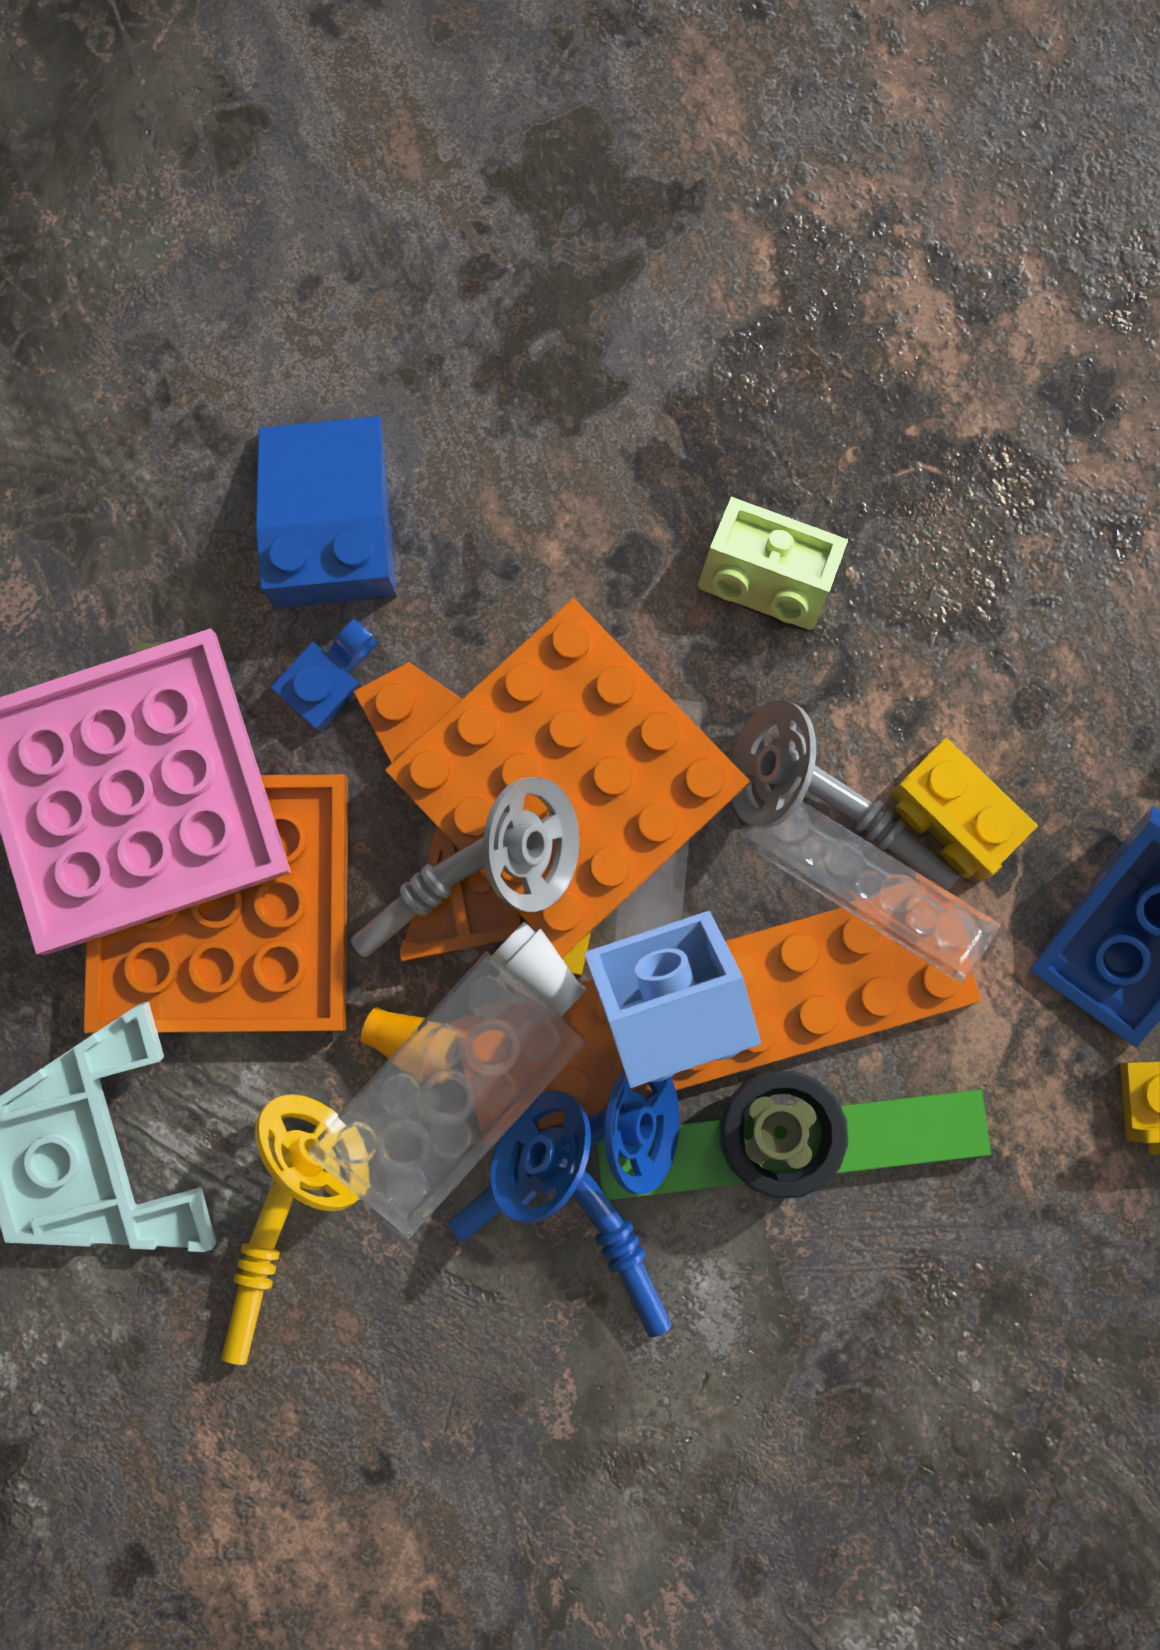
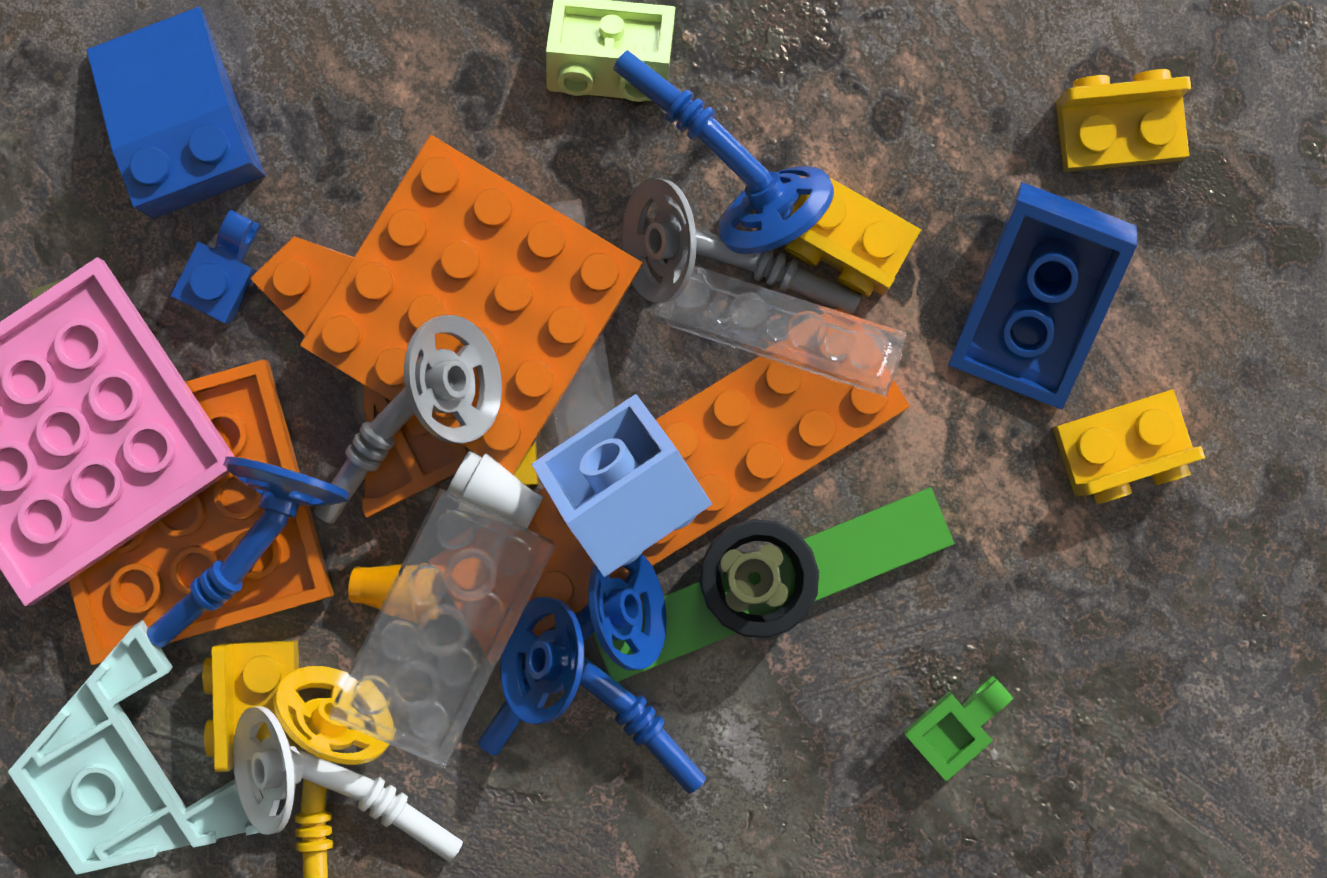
camera: 20 degrees left, 5 degrees up
(221, 1133) = (242, 678): none -> yellow bracket
(242, 1190) = (277, 767): none -> white dish
(325, 913) = (280, 499): none -> blue dish
(893, 745) = (763, 189): none -> blue dish
(940, 1351) = (952, 732): none -> bright green plate

